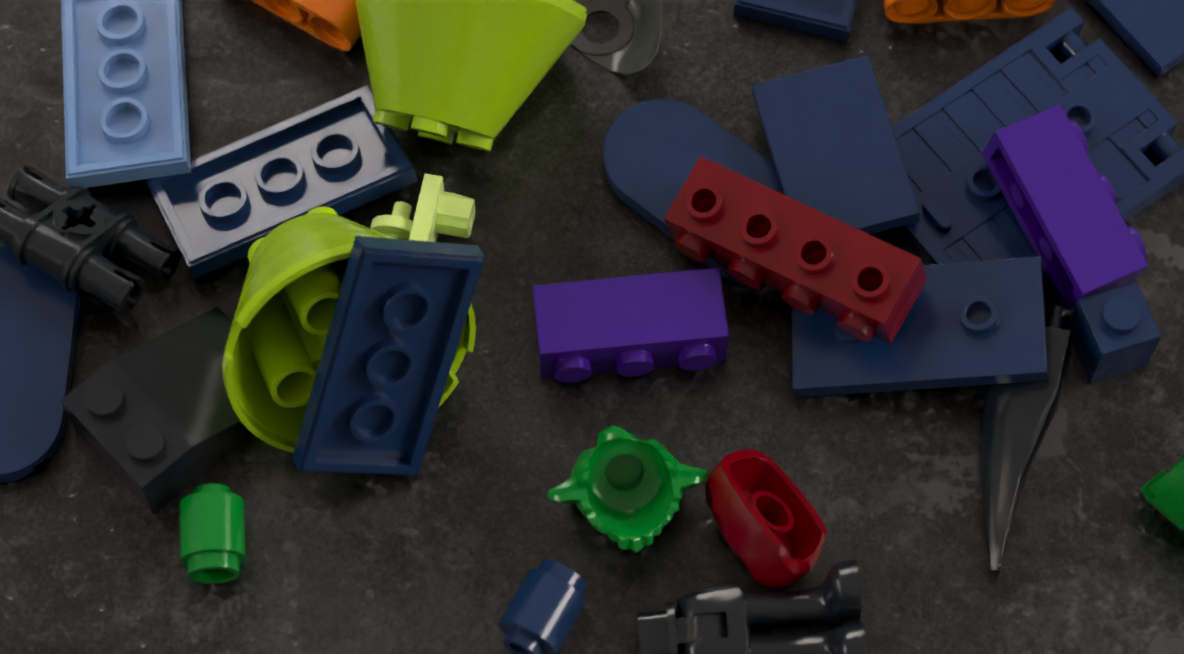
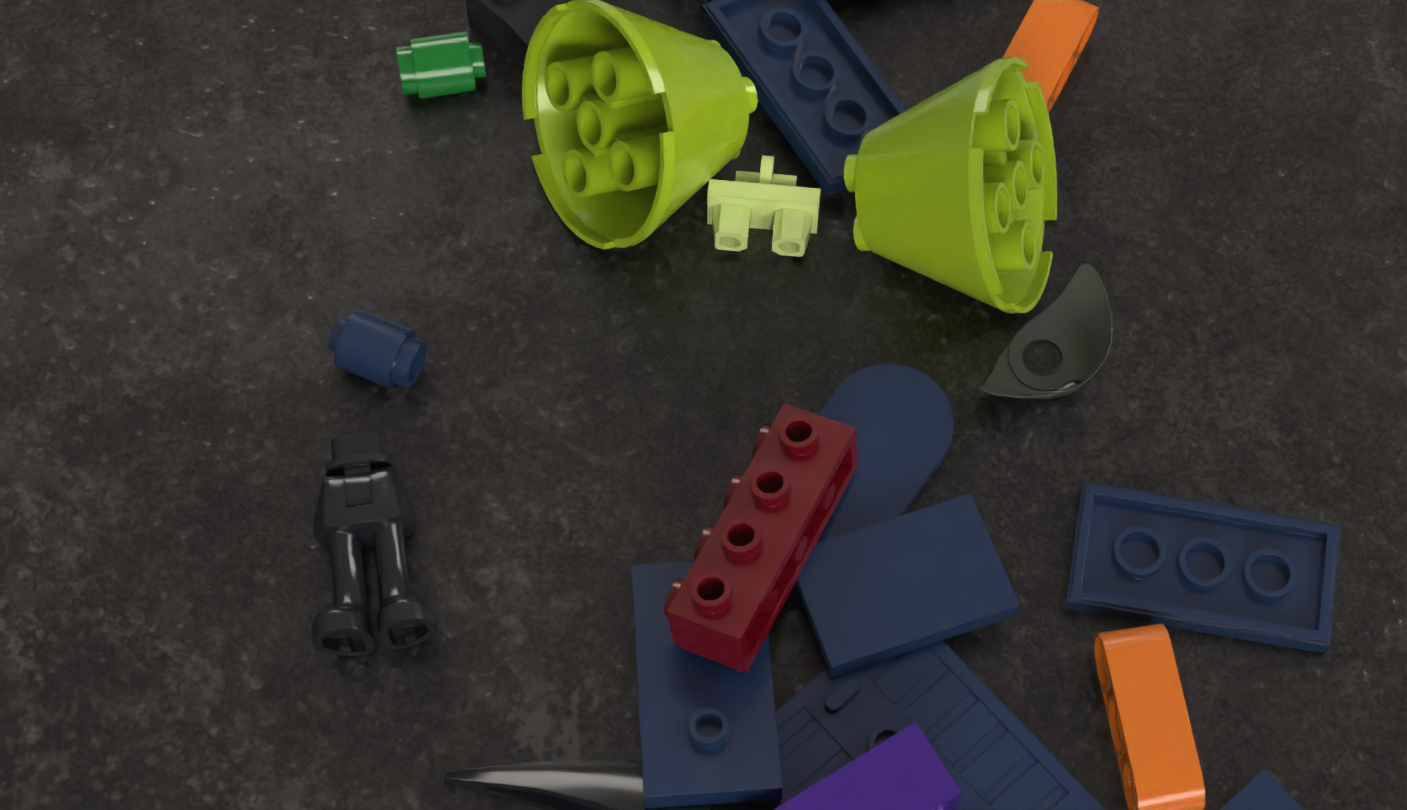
camera: 85 degrees right, 0 degrees up
(387, 356) = (588, 150): dark blue tile -> none
(627, 487) = (500, 407): green hair -> none
(630, 324) = (683, 401): dark purple brick -> none
(764, 518) = (480, 539): dark red piece -> none

